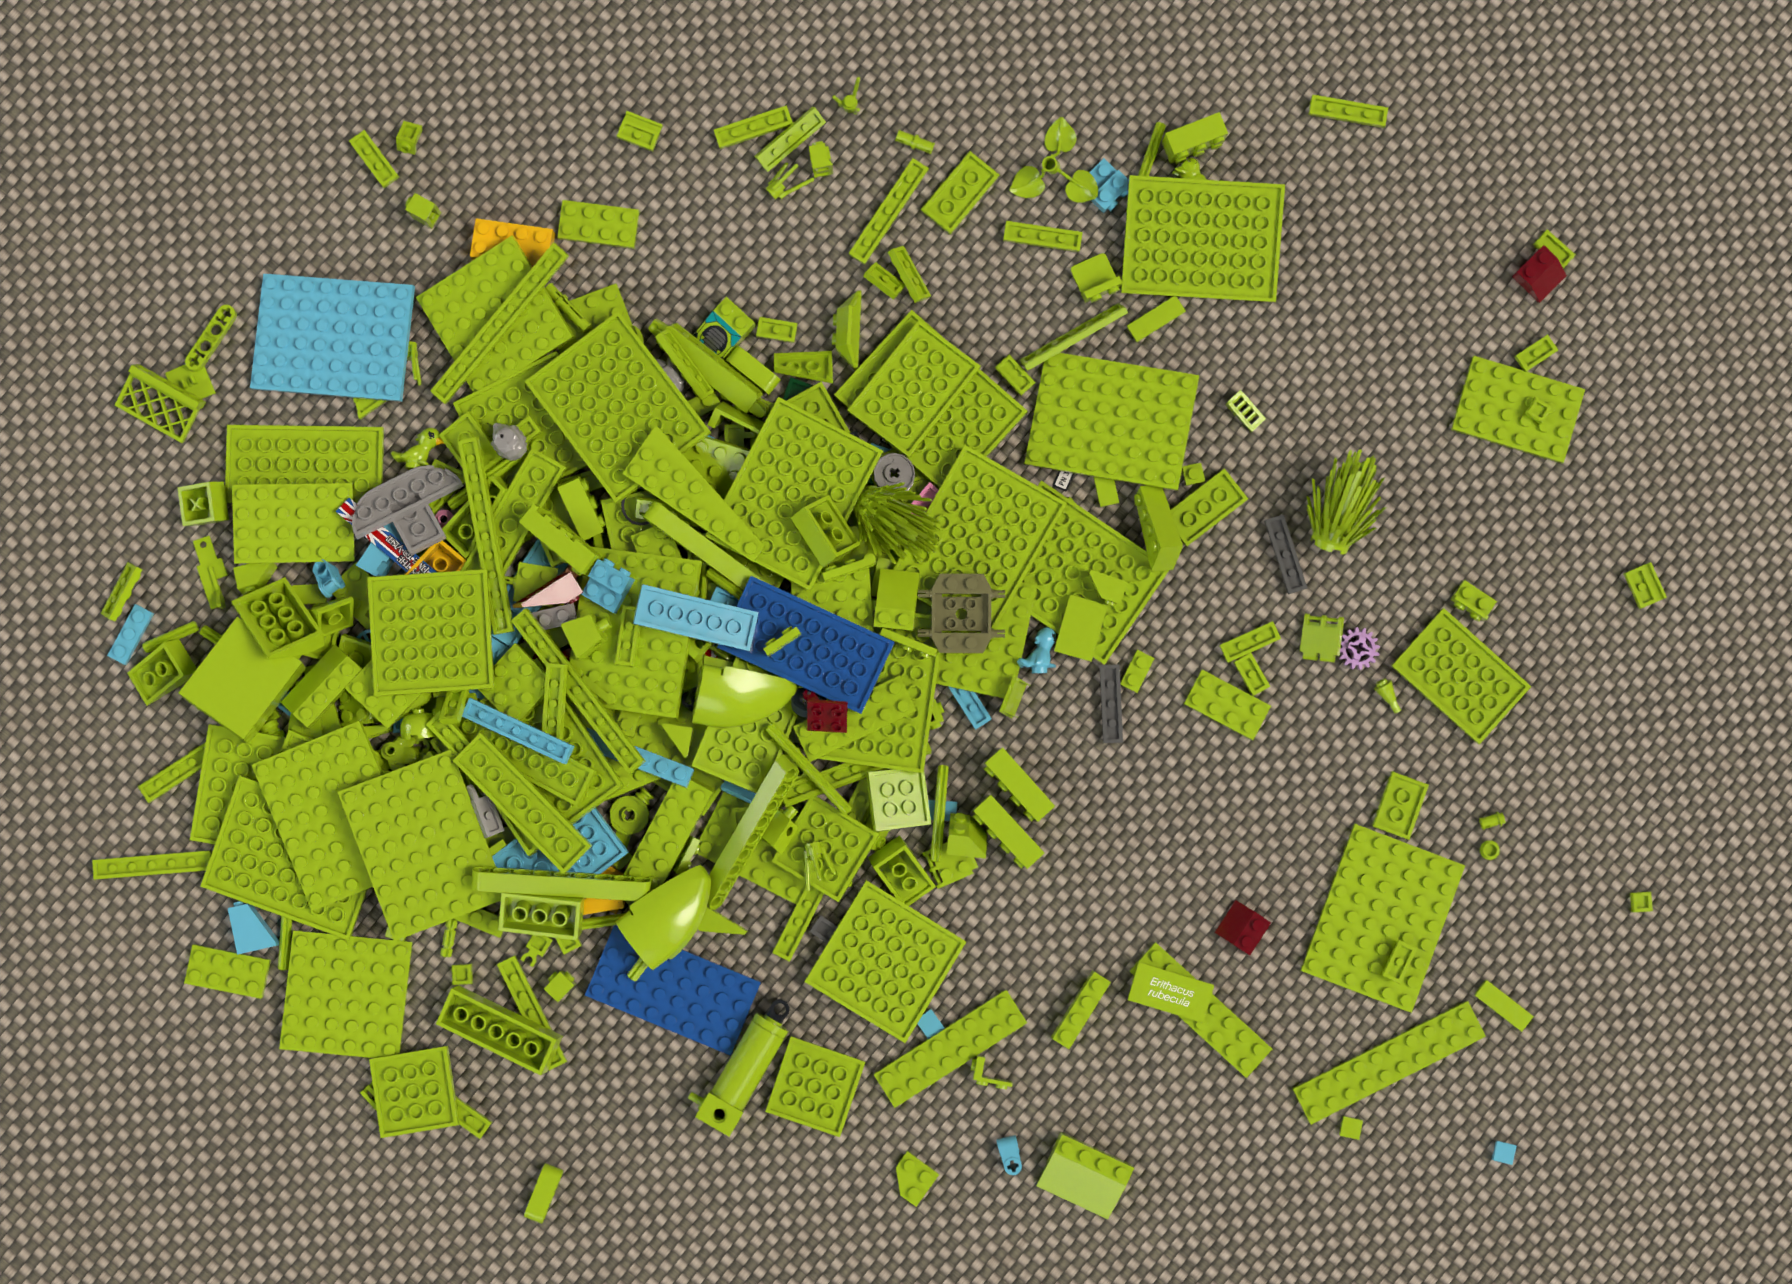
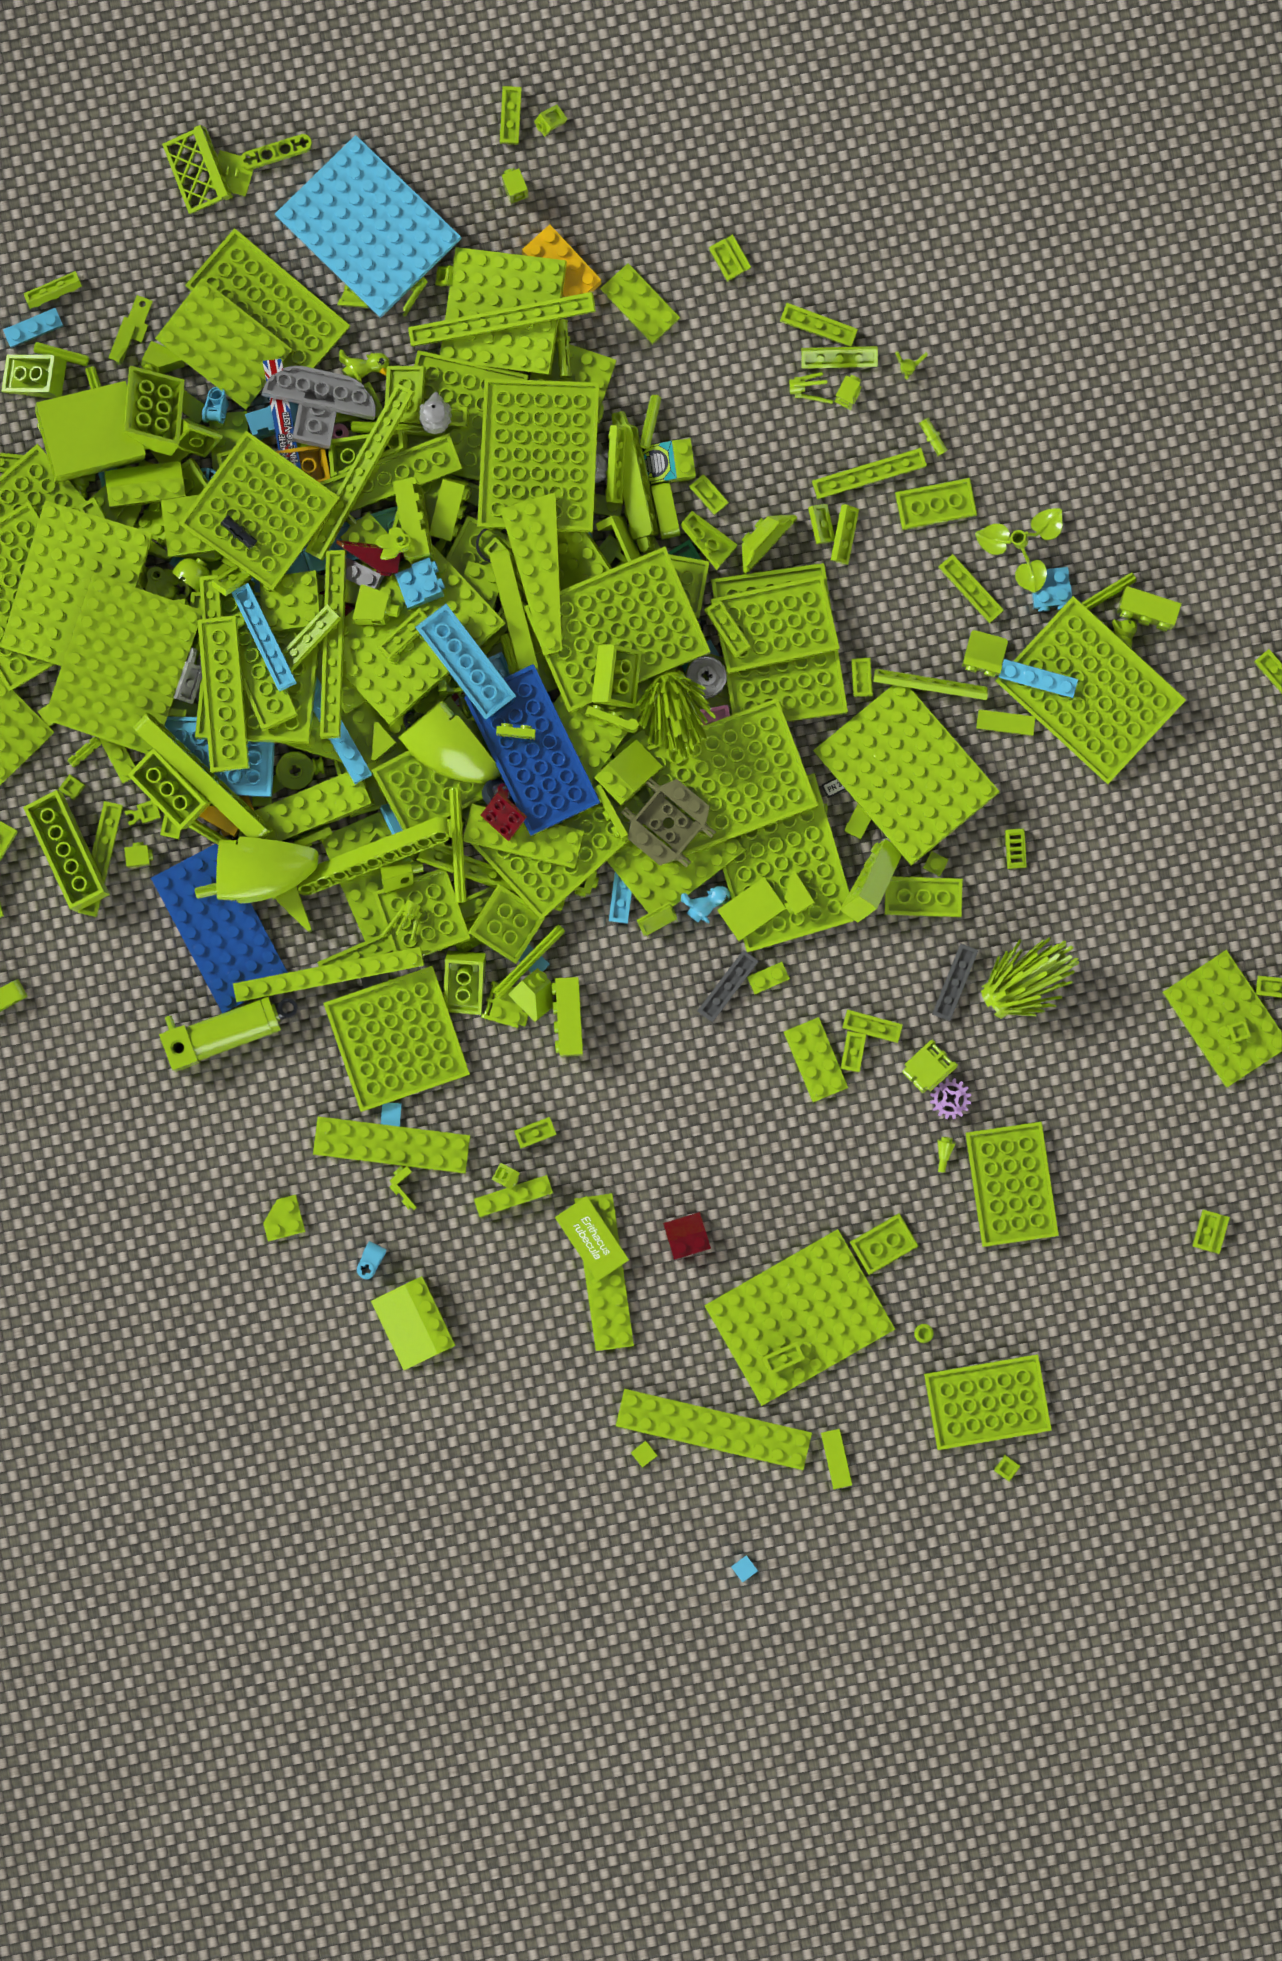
camera: 45 degrees right, 0 degrees up
(203, 503) = (168, 273): lime brick -> none
(425, 327) = (444, 275): none -> lime tile
(428, 663) = (239, 532): none -> black pin
(560, 570) = (393, 543): none -> lime plate
(683, 310) = (650, 421): none -> lime axle
(790, 955) = (328, 974): none -> lime plate
(815, 1086) = (266, 1089): lime plate -> none
(880, 422) = (727, 628): none -> lime tile
(1019, 785) = (606, 988): lime brick -> none
(1055, 944) = (535, 1132): none -> lime plate
(1062, 999) = (506, 1176): none -> lime plate
(1155, 262) = (1038, 678): none -> medium azure plate
(1473, 601) = (1069, 1136): lime bracket -> none
(1492, 820) = (944, 1313): lime pin -> none
(1584, 862) = (987, 1402): none -> lime plate

